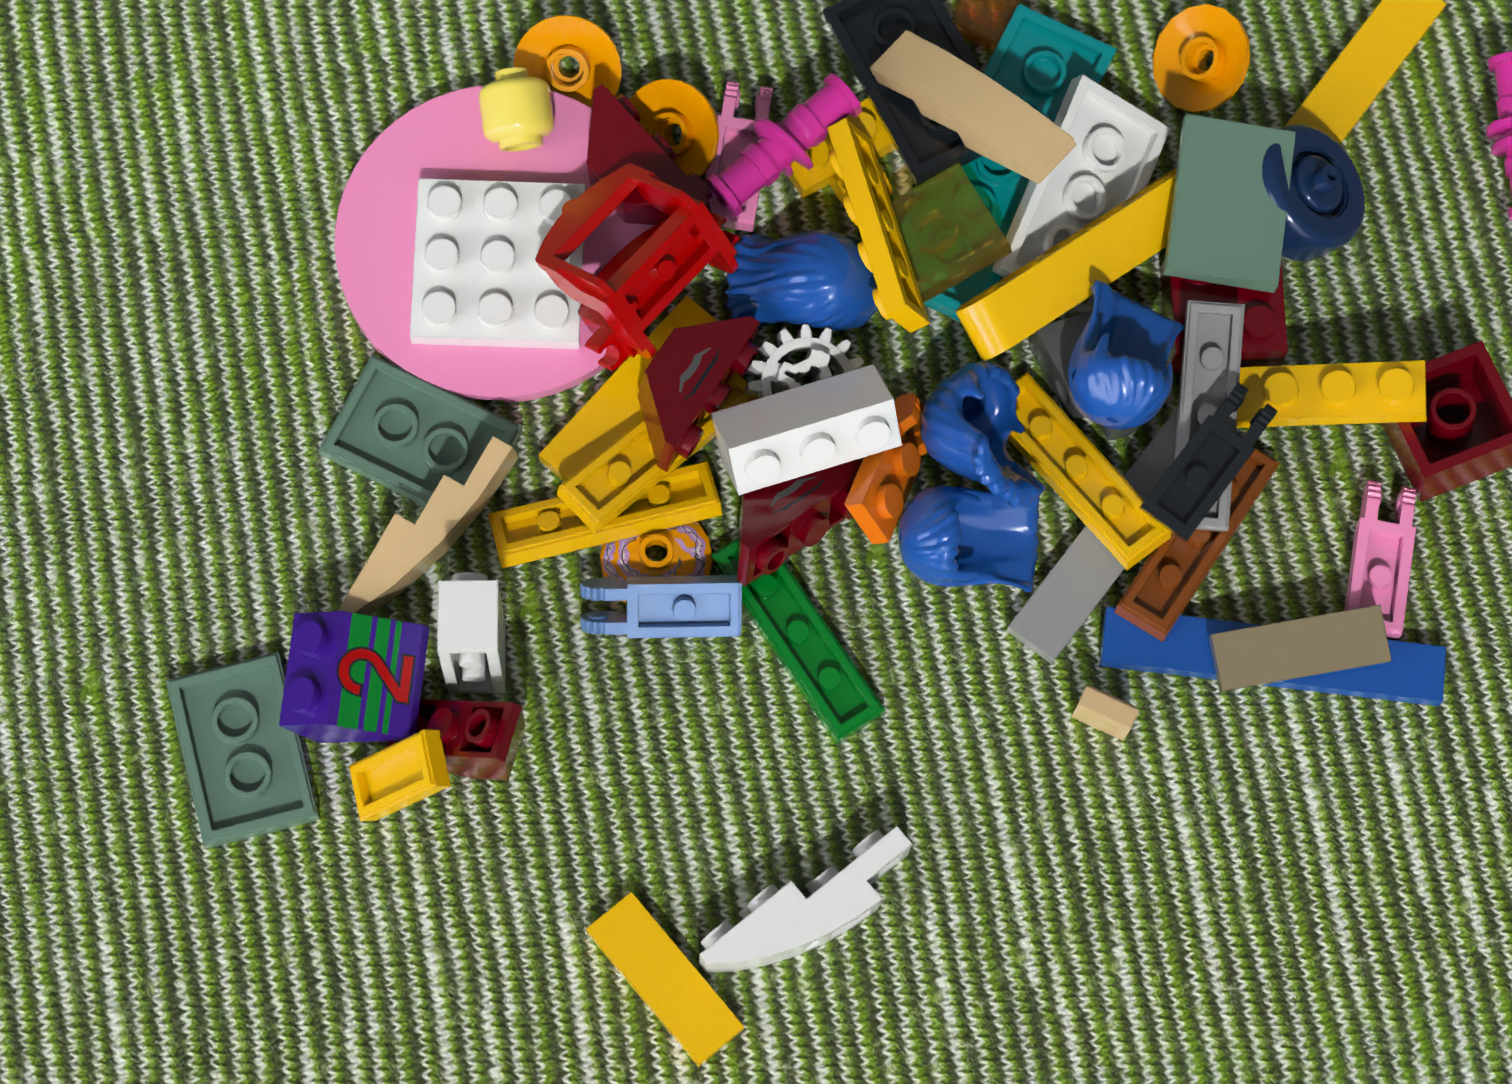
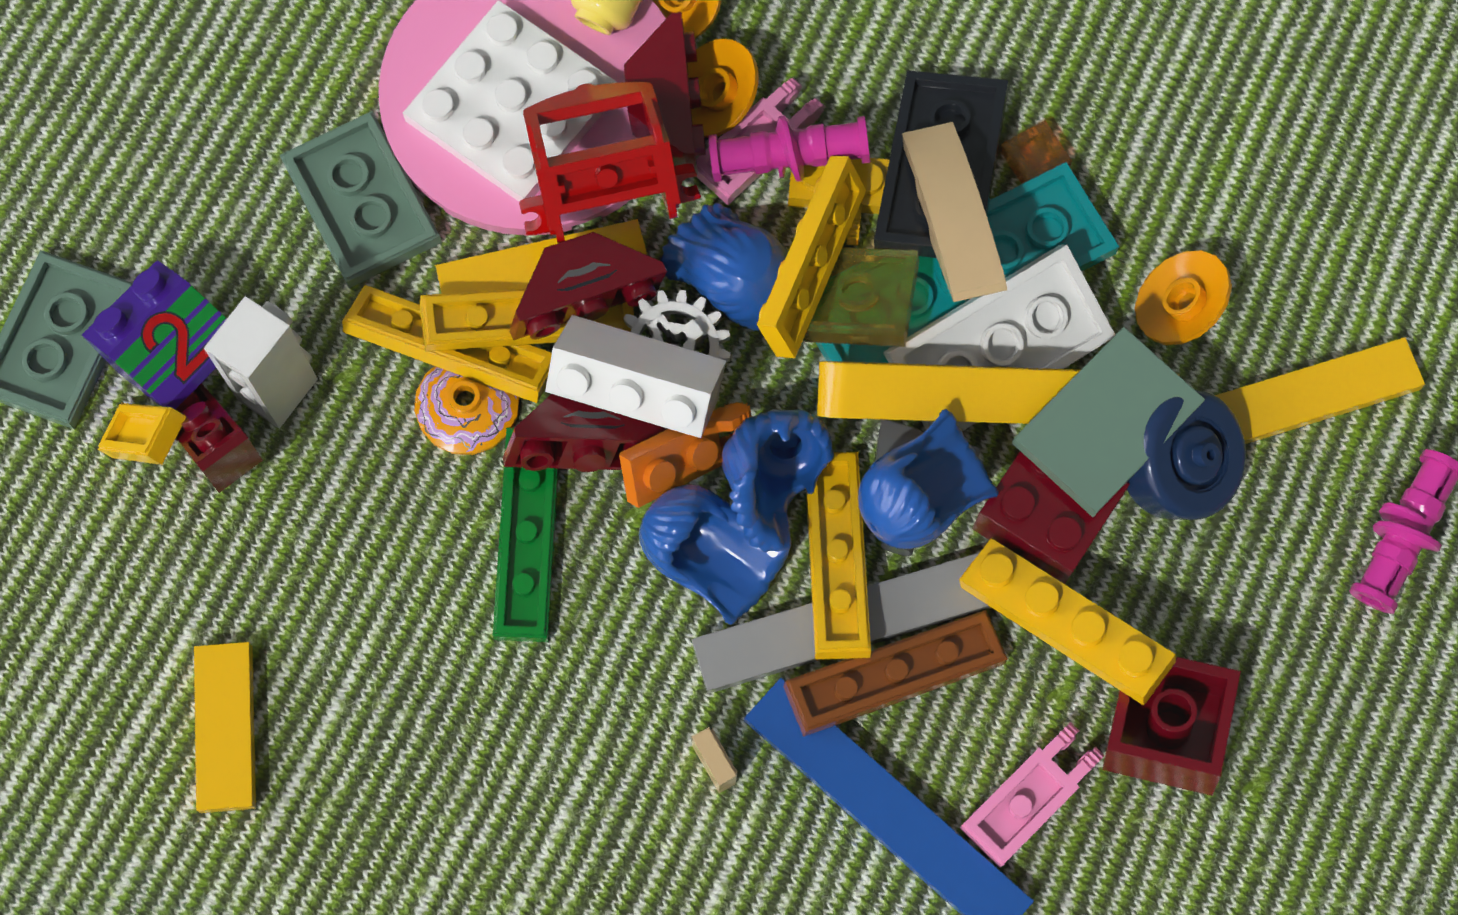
camera: 40 degrees right, 0 degrees up
(411, 548) = (284, 270): tan slope -> none
(666, 606) = (439, 443): medium blue hinge -> none
(789, 924) = (345, 750): white slope -> none
(1204, 467) = (928, 617): black hinge -> none
(1207, 377) = (965, 579): light grey tile -> none
(1300, 648) = (907, 818): dark tan tile -> none

